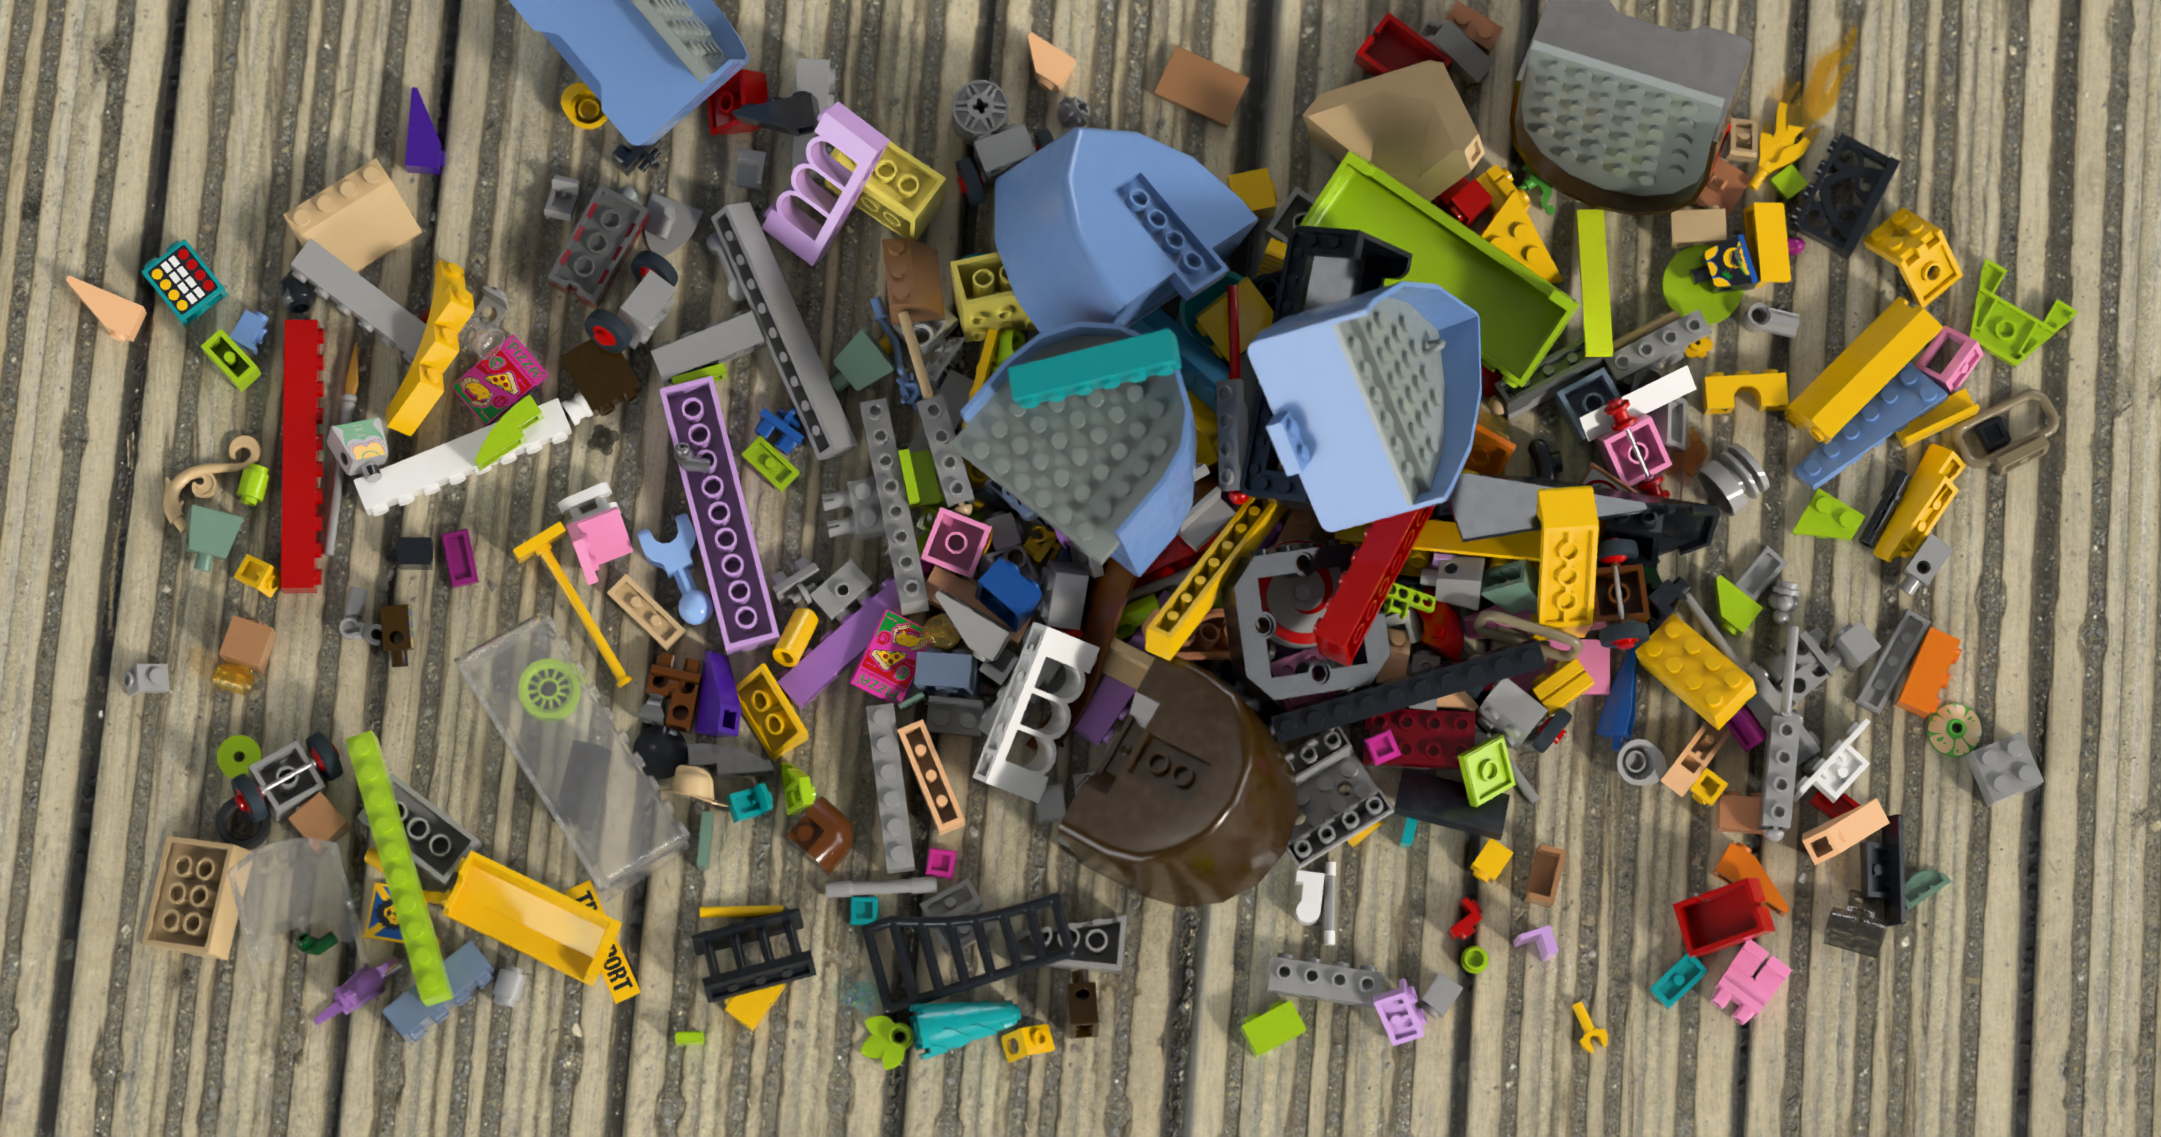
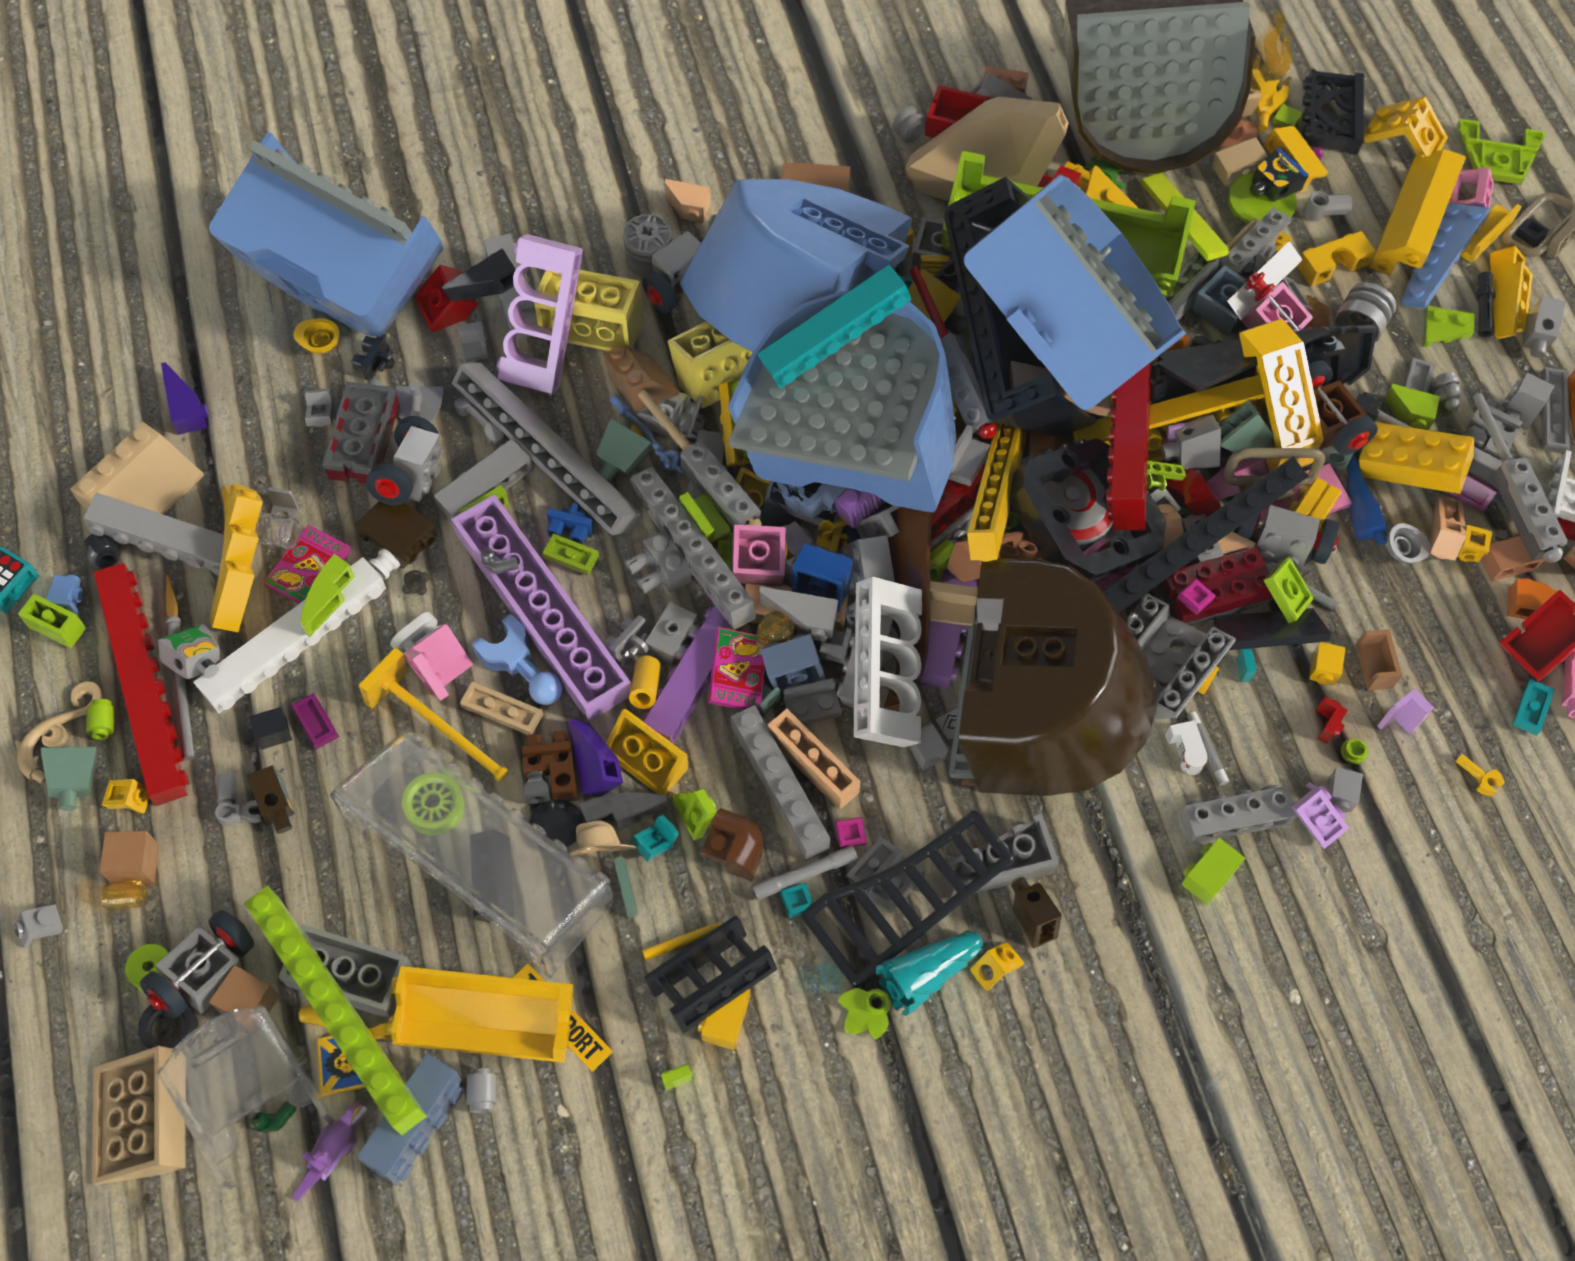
camera: 15 degrees left, 15 degrees down
(1338, 46) = (909, 124): none -> light grey wheel

